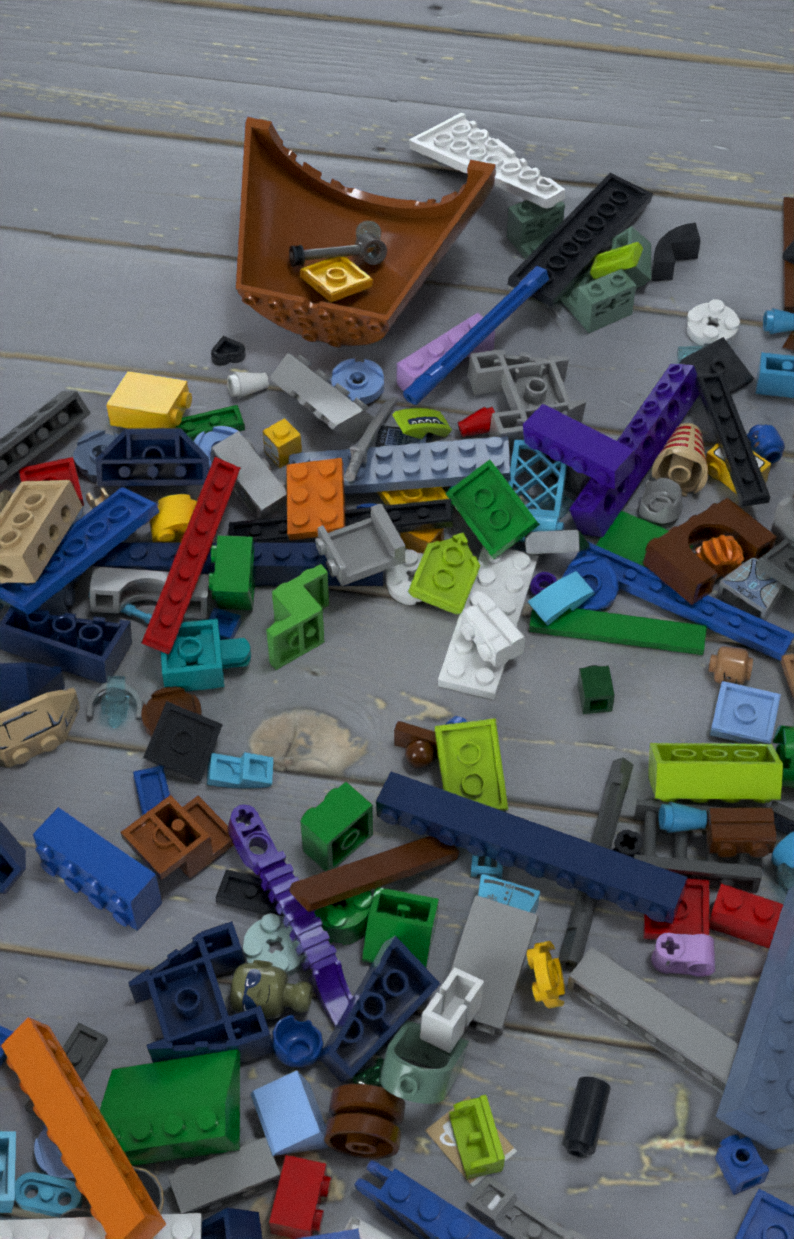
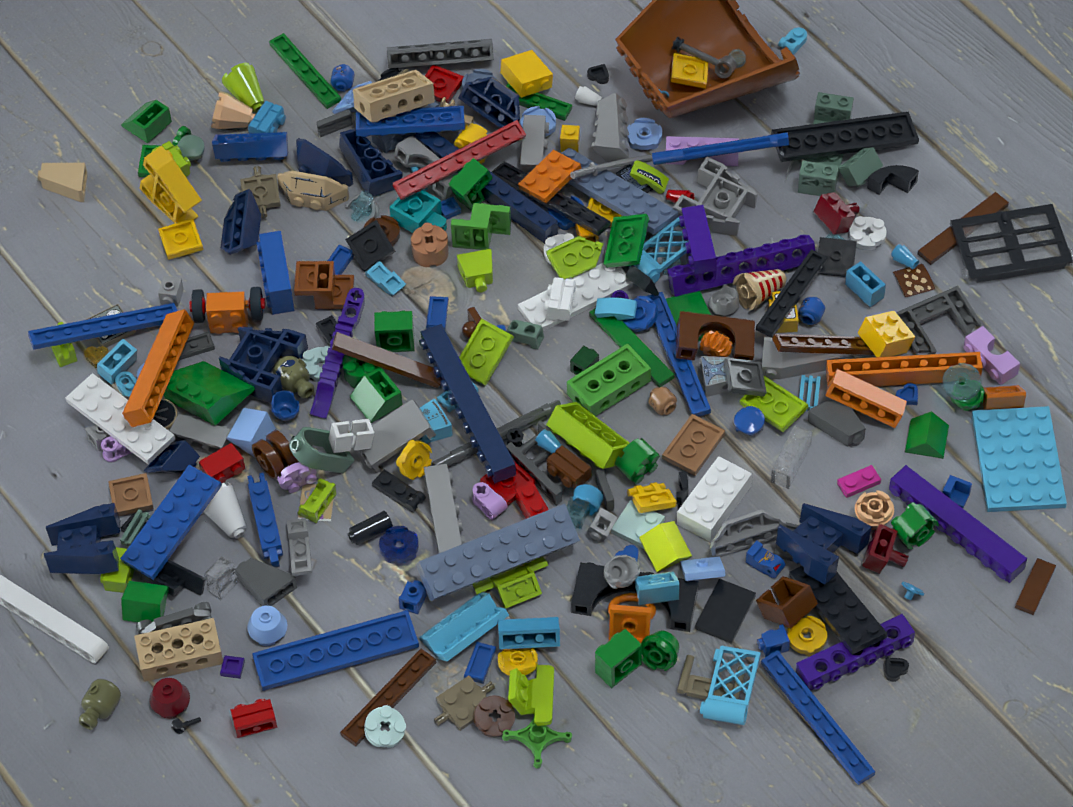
camera: 45 degrees right, 0 degrees up
(82, 974) = (227, 309): none -> orange brick
(255, 686) = (429, 245): none -> nougat brick
(343, 674) = (476, 269): none -> lime torso
(351, 764) = (437, 311): none -> blue tile
(362, 547) = (538, 213): light grey panel -> none
(382, 1003) = (321, 416): dark blue wedge -> none
(401, 179) = (797, 37): none -> medium azure plate
(419, 1137) = (296, 476): none -> lavender plate
(459, 141) = (842, 54): white wing -> none
(489, 704) = (526, 333): none -> sand green leg
(559, 1034) = (398, 490): none -> black plate
(616, 259) = (843, 160): lime tile -> none
(645, 1126) = (399, 554): none -> clear blue plate
(653, 688) = (609, 380): none -> bright green brick
(664, 323) = (836, 213): none -> dark red brick
(745, 714) = (643, 424): light blue plate -> none

